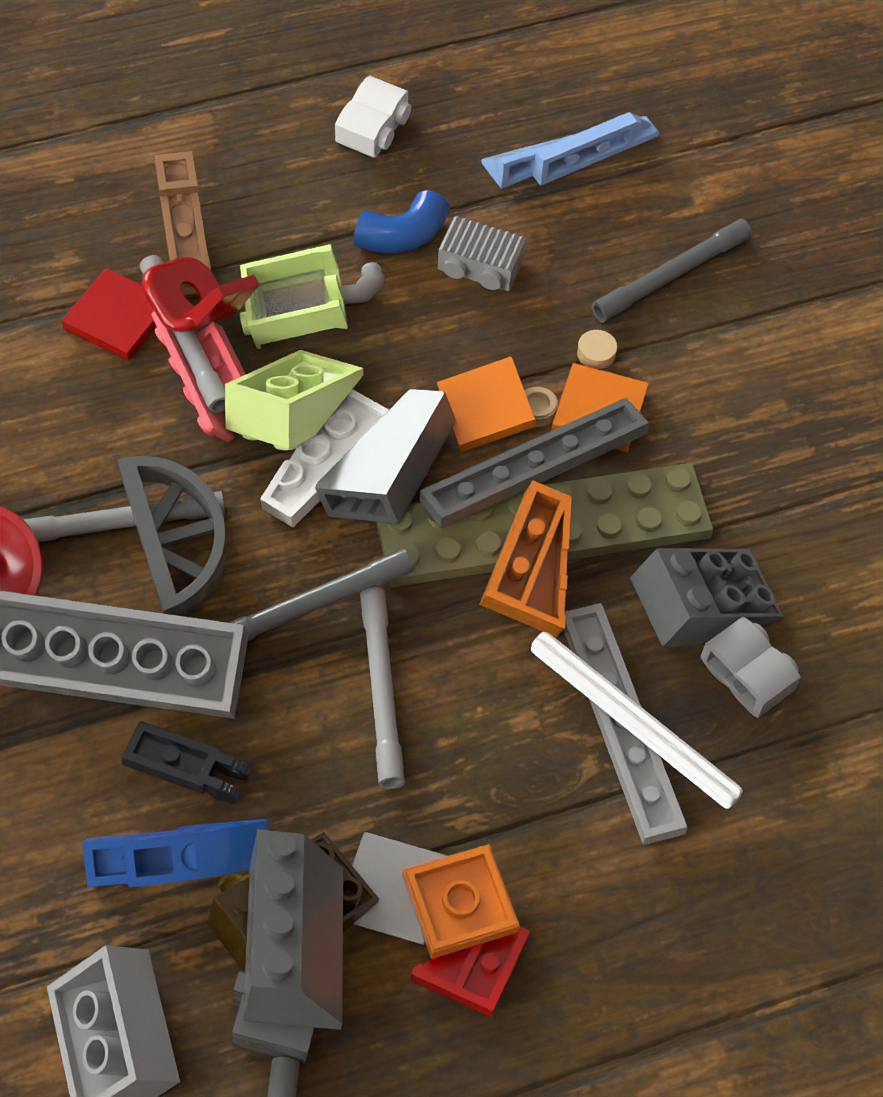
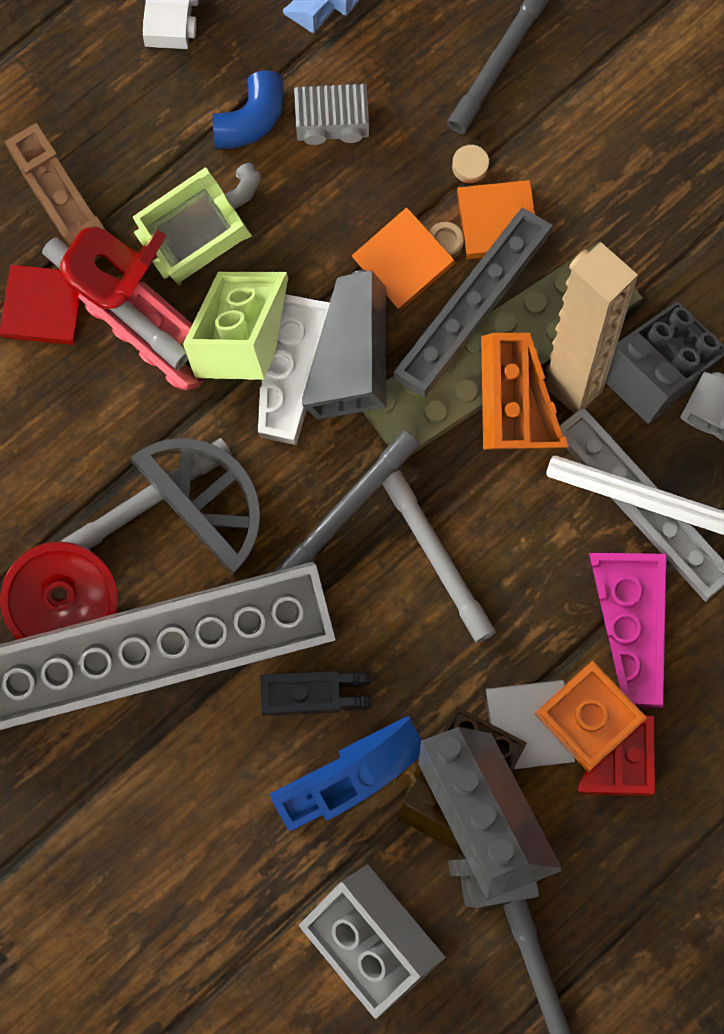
camera: 20 degrees left, 15 degrees up
(559, 825) = (634, 615): none -> dark pink wing
(623, 487) = (589, 326): none -> tan brick

